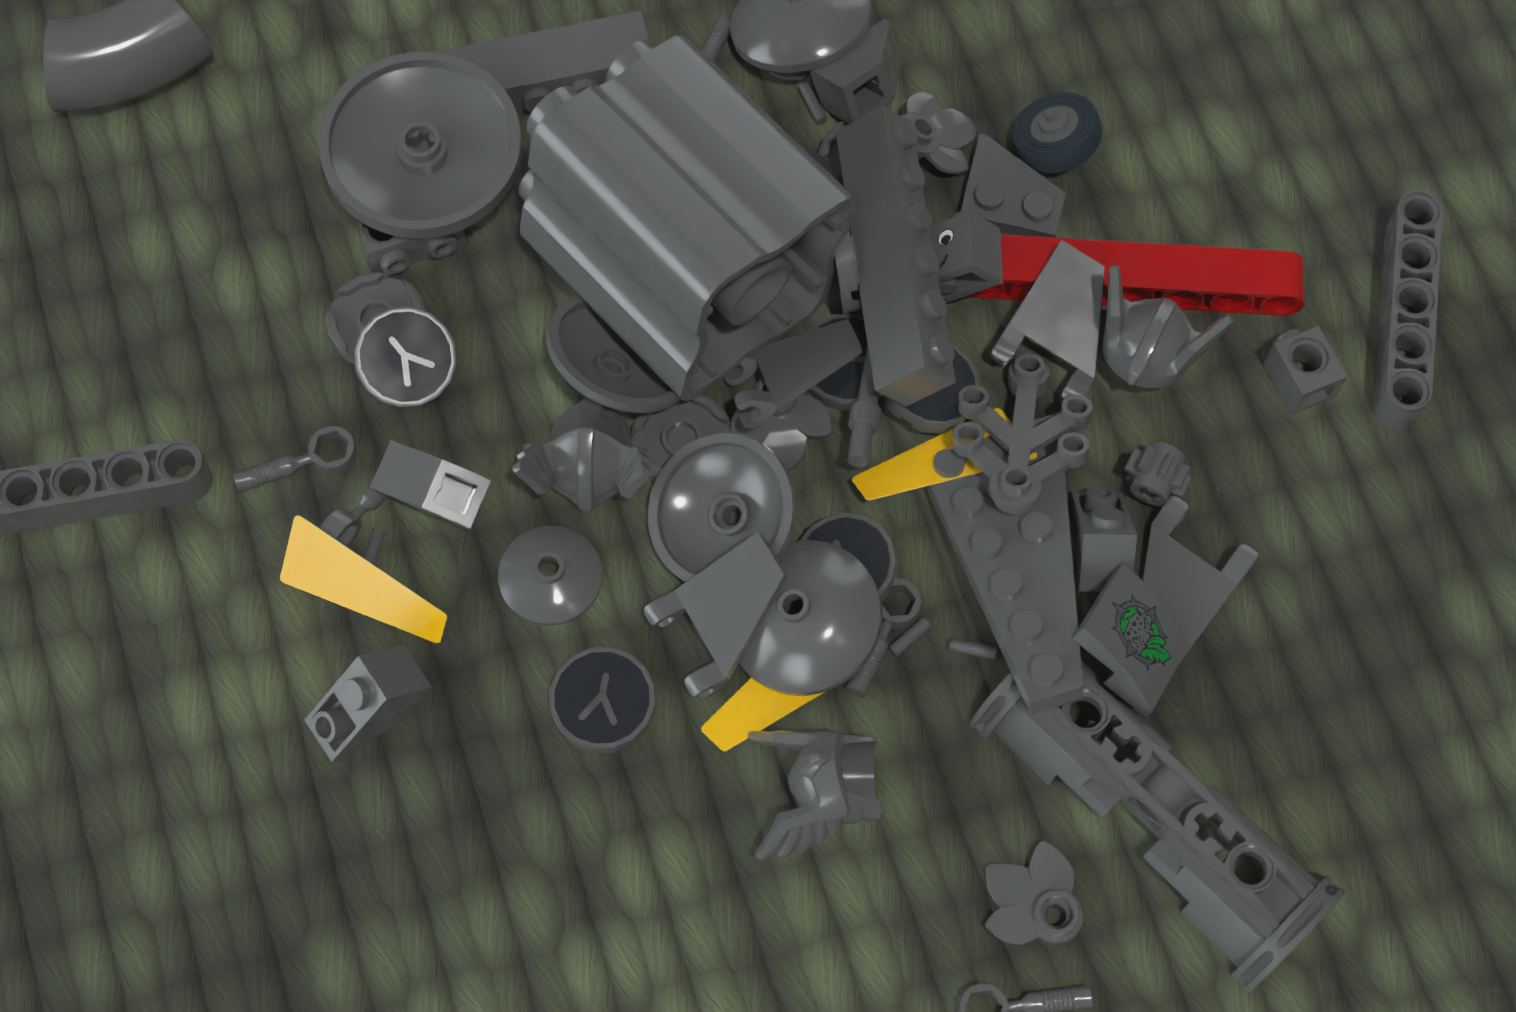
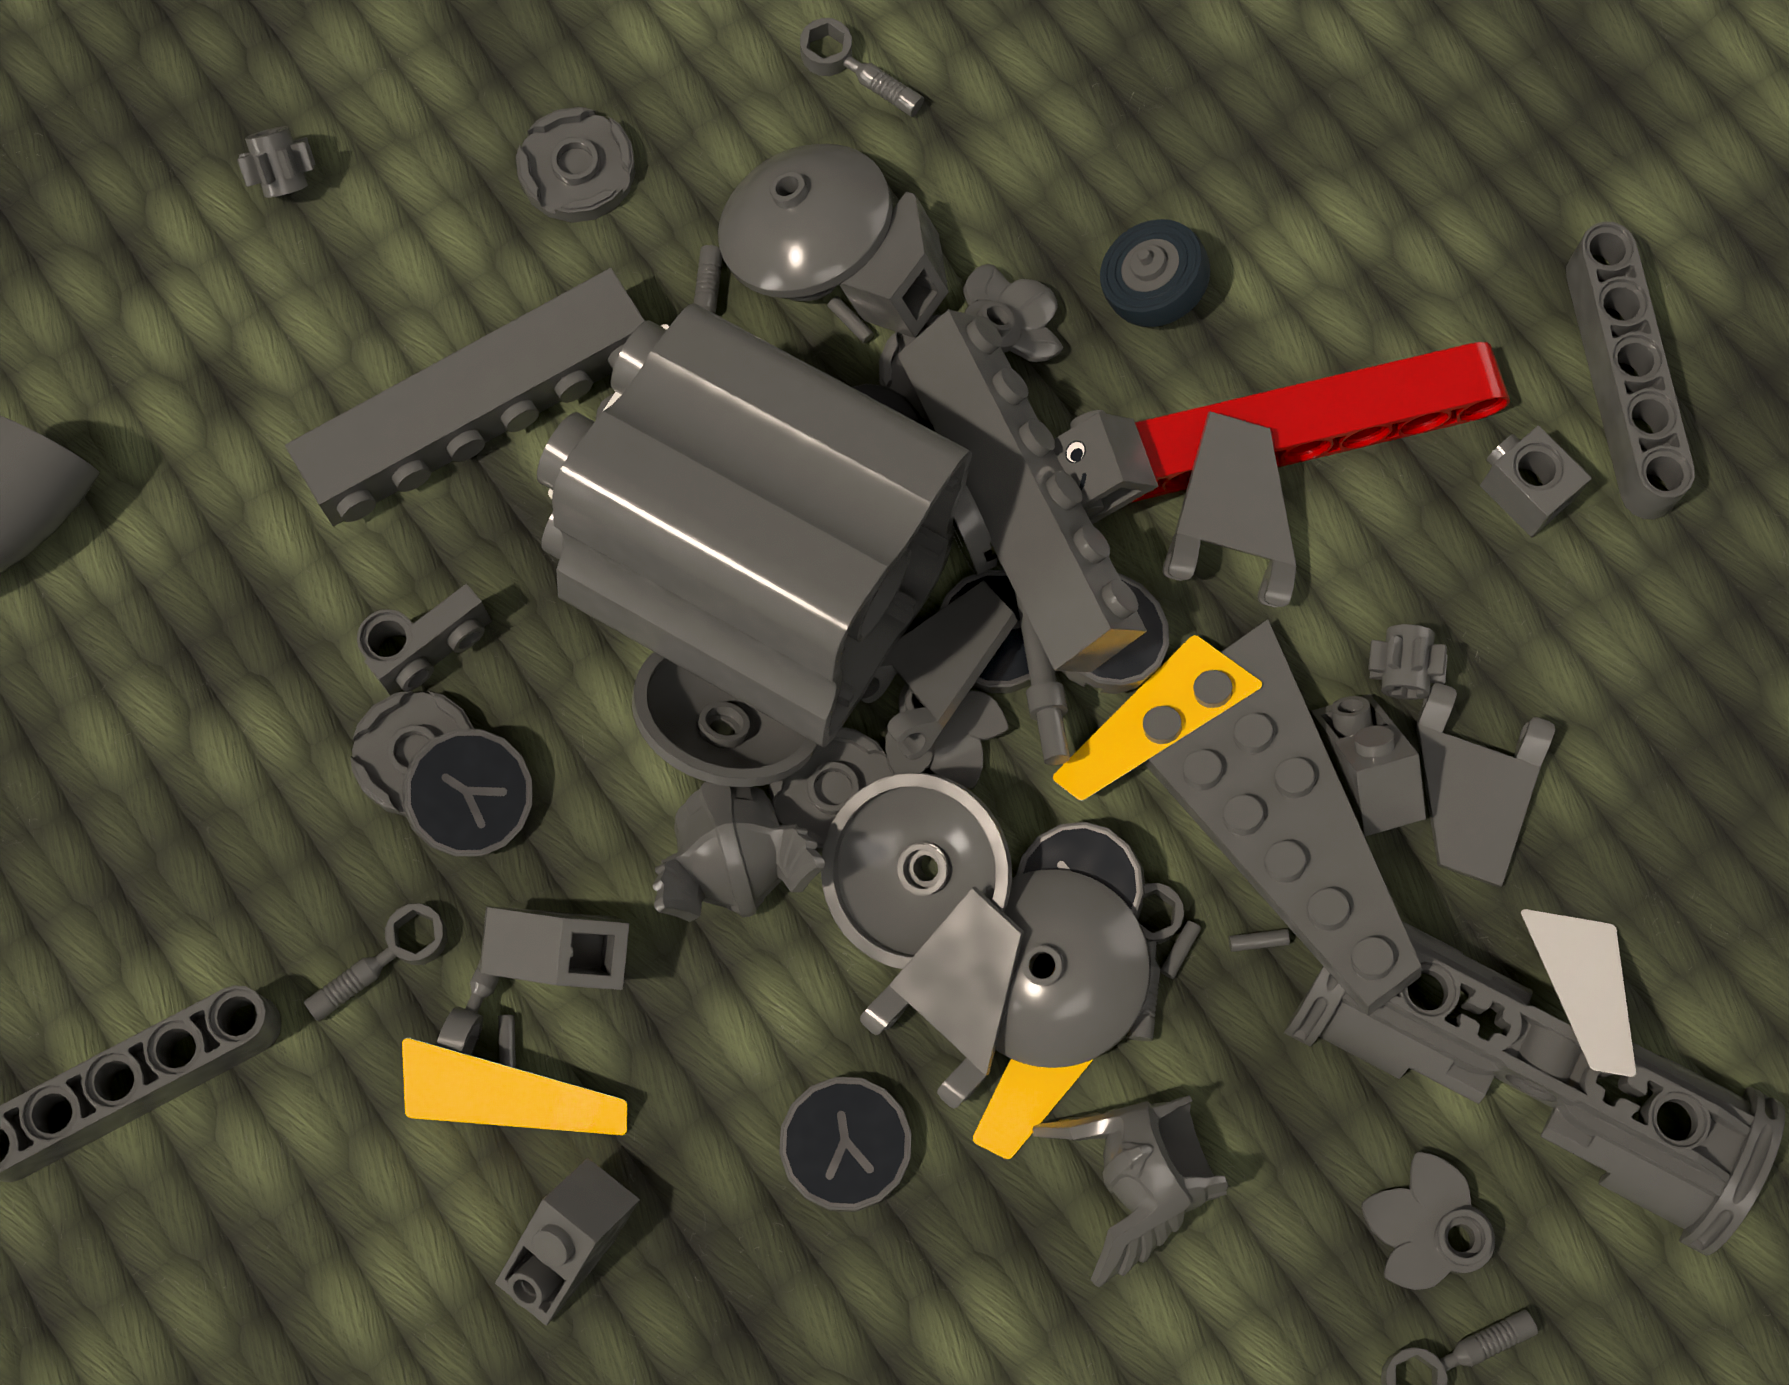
camera: 15 degrees left, 5 degrees up
(420, 144) = (400, 523): dark grey dish -> none
(555, 597) = (739, 1039): dark grey dish -> none
(1011, 193) = (1122, 365): dark grey wing -> none
(1017, 485) = (1238, 670): dark grey plant -> none
(1134, 639) = (1450, 880): dark grey slope -> none
(1152, 338) = (1353, 501): dark grey helmet -> none
(1216, 751) = (1589, 981): none -> white sticker

